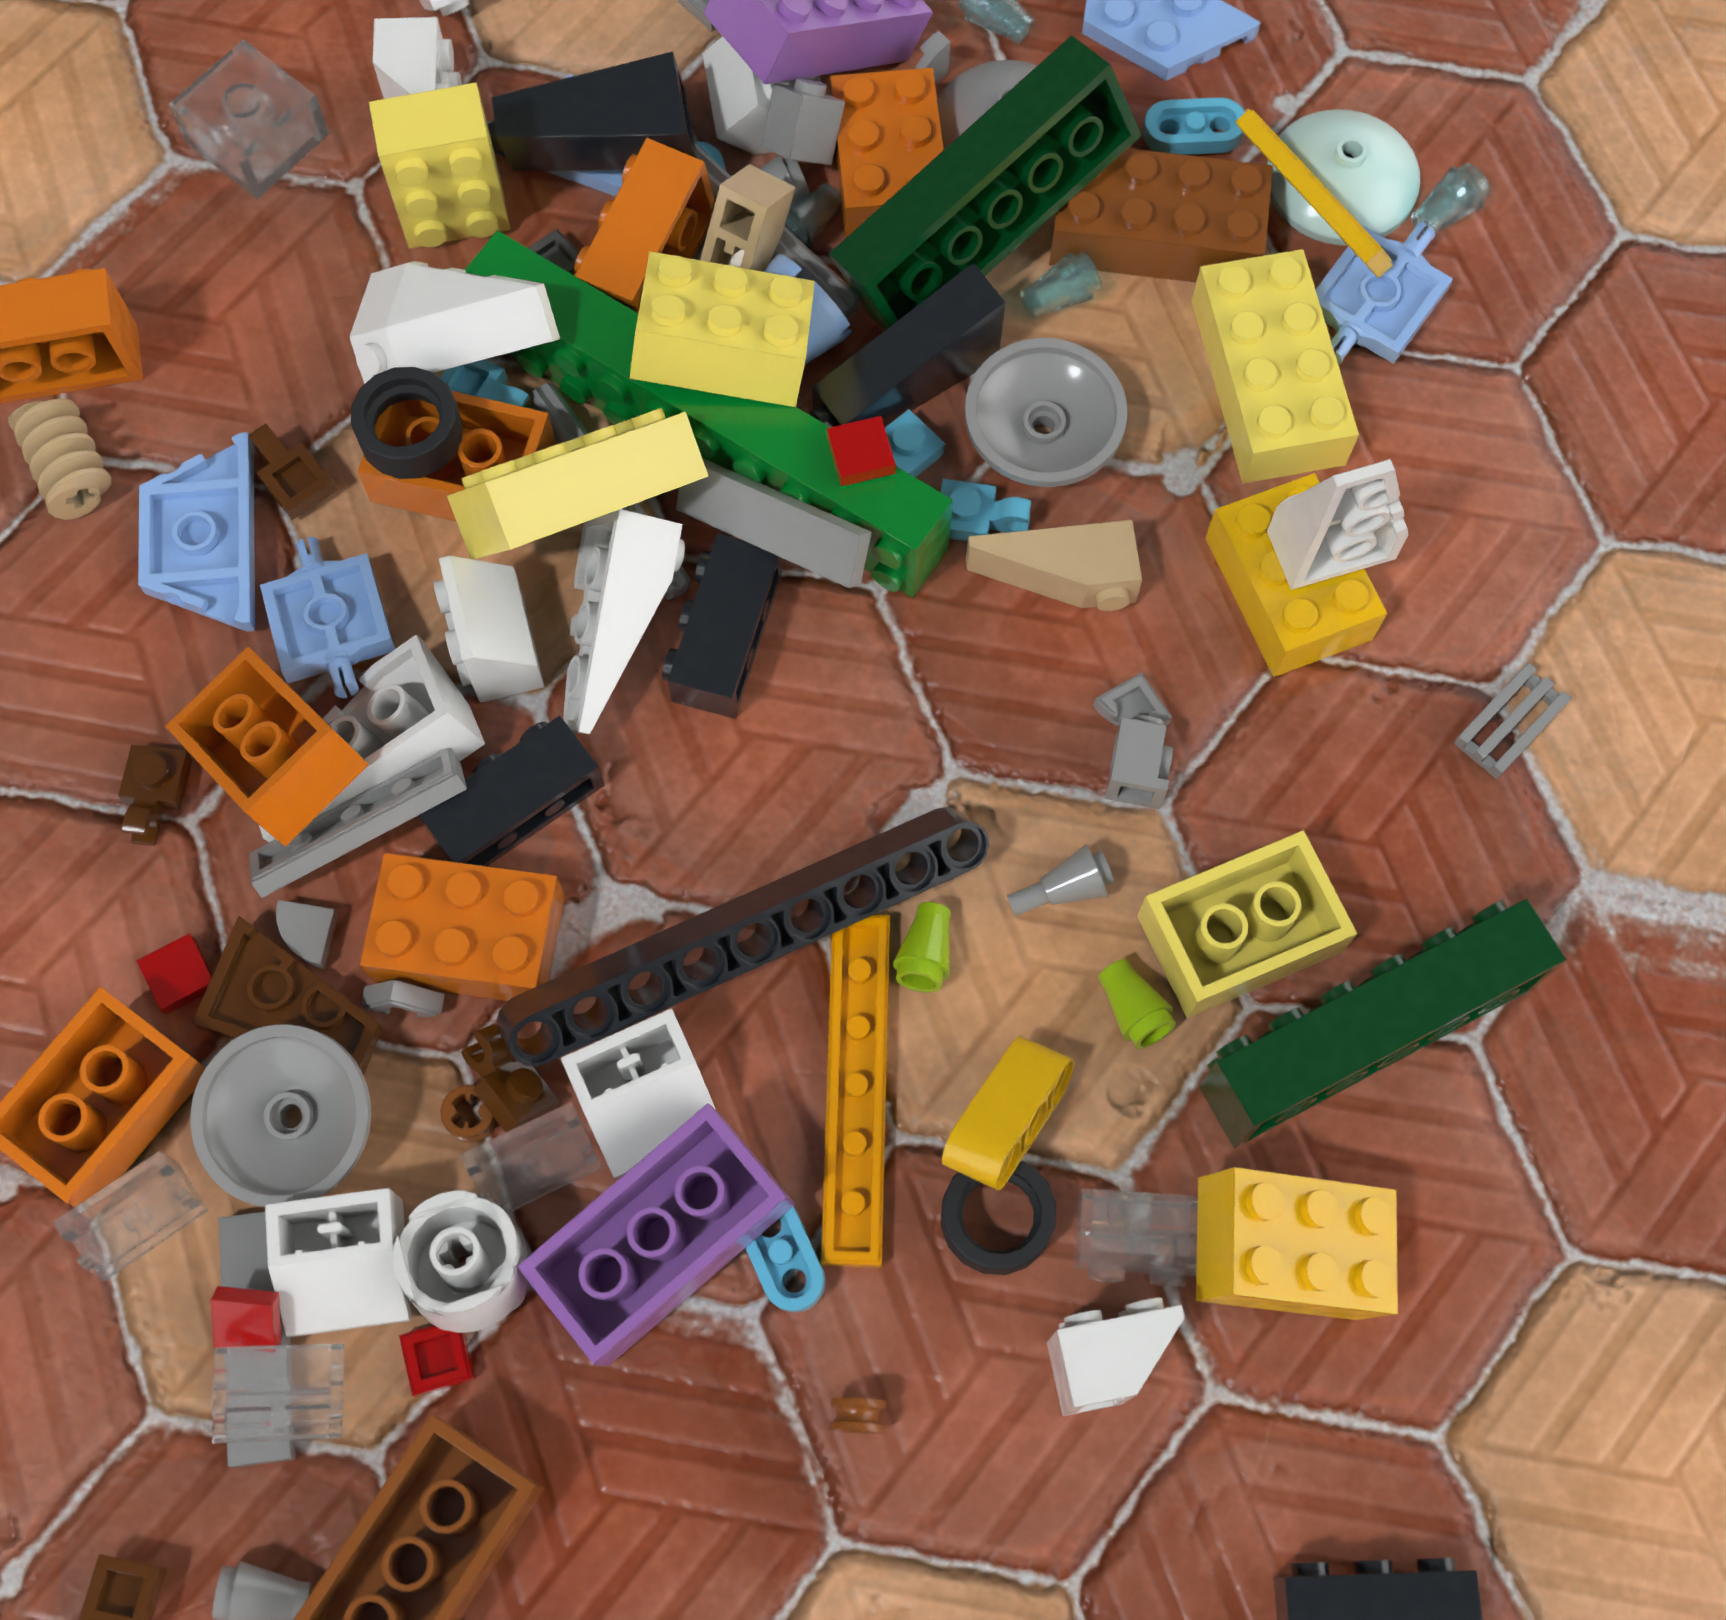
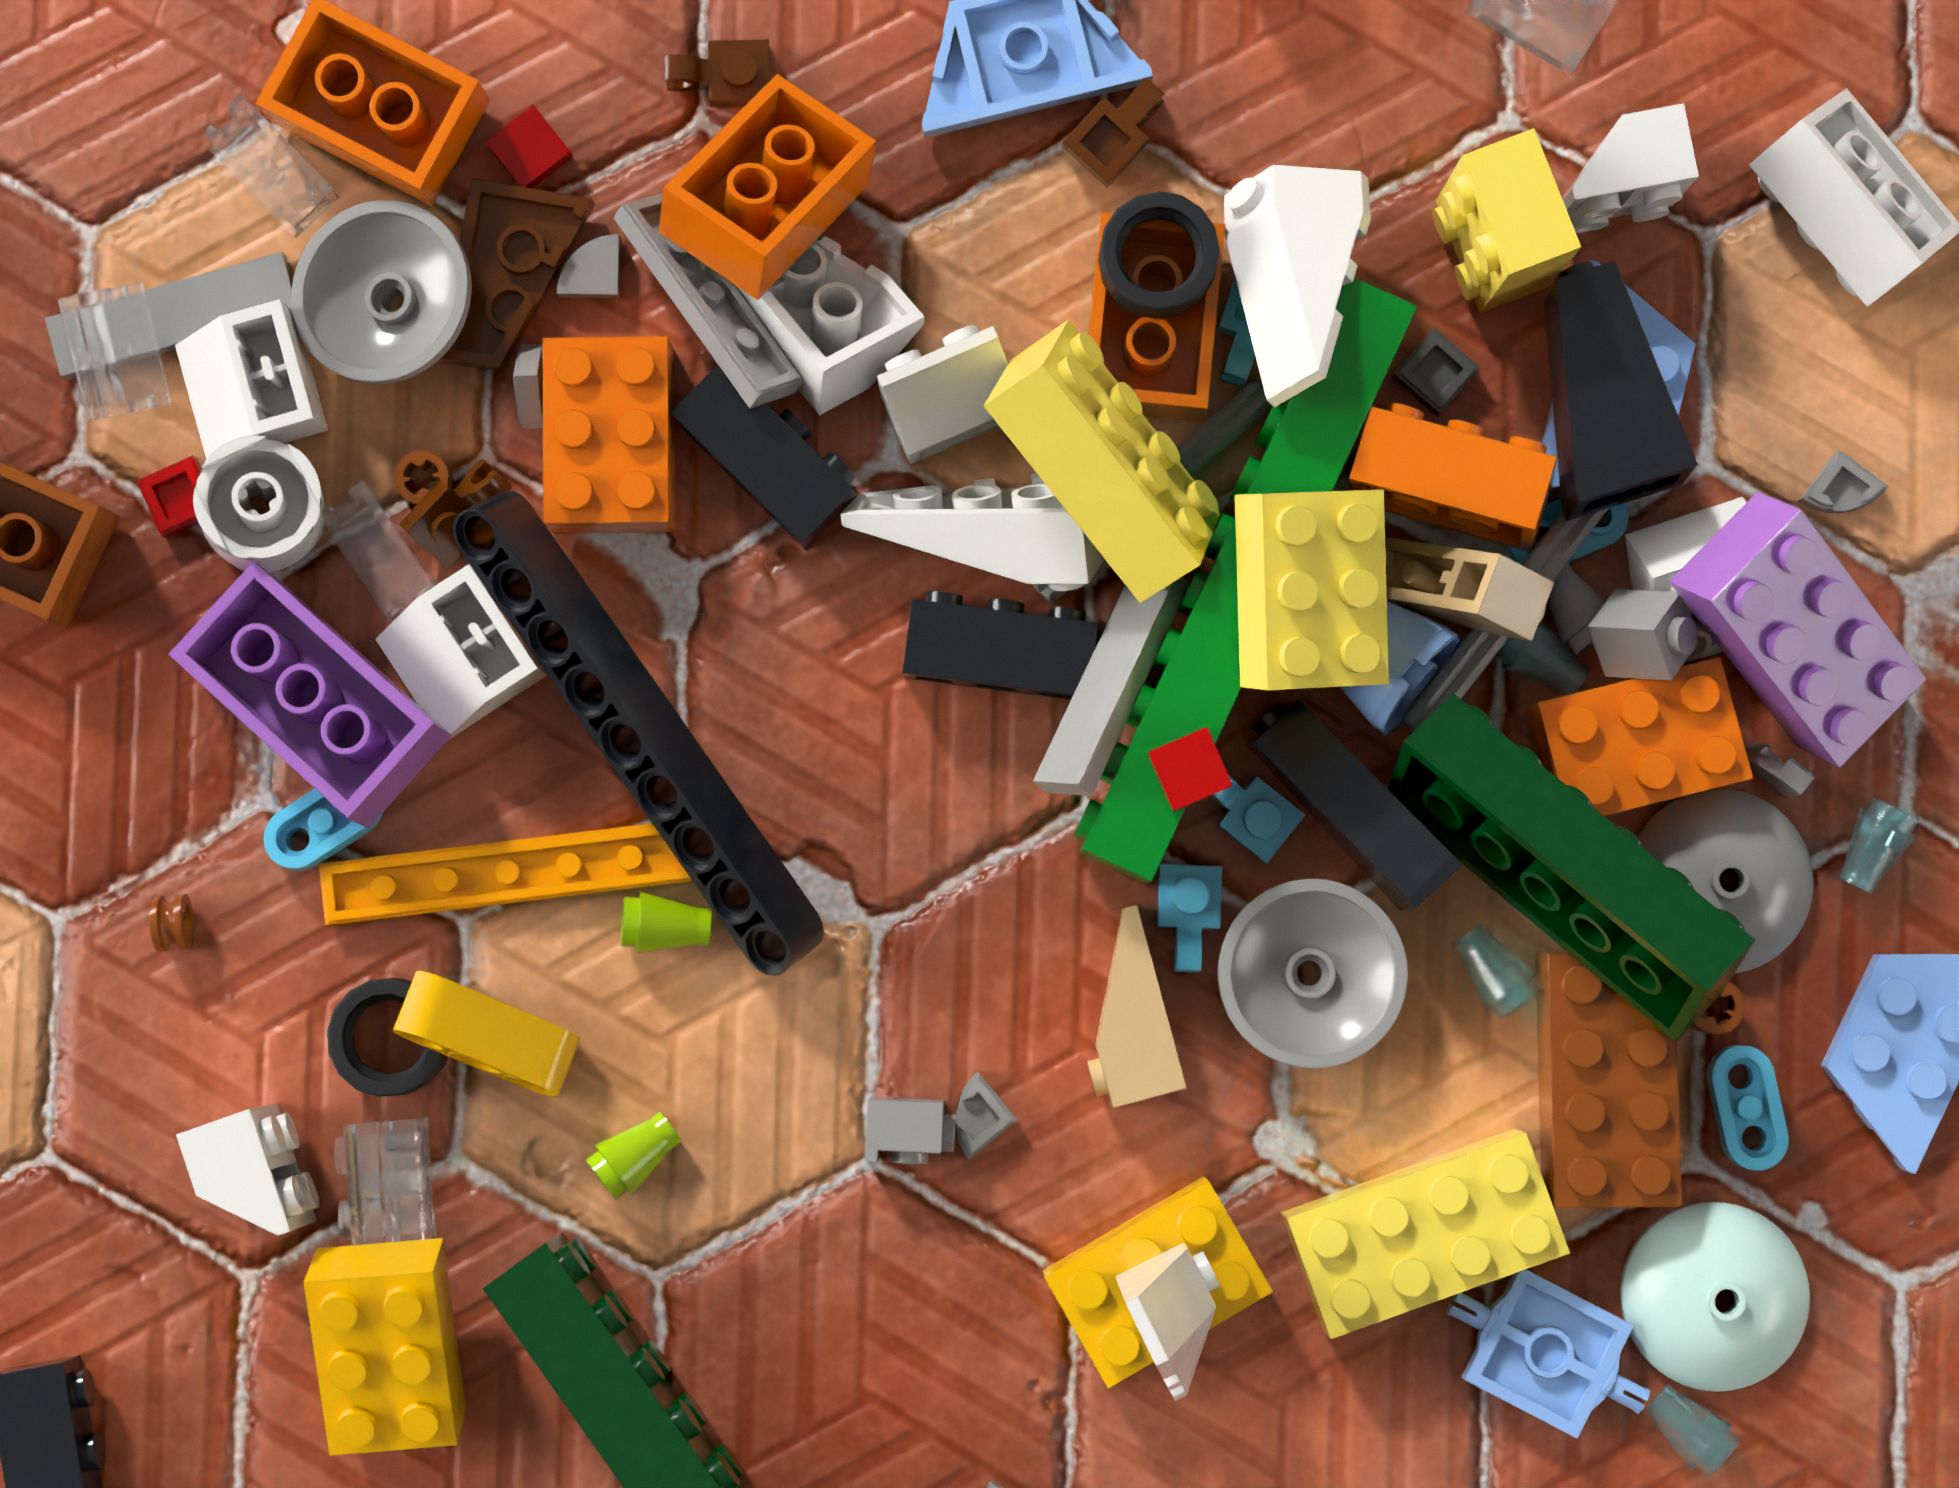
camera: 85 degrees right, 15 degrees up
(245, 1317) = (176, 304): red tile -> none
(327, 617) = (943, 214): light blue plate -> none
(1073, 880) = (763, 1075): light grey cone -> none
(1245, 924) = (728, 1264): light yellow brick -> none
(1314, 193) = (1655, 1260): yellow tile -> none

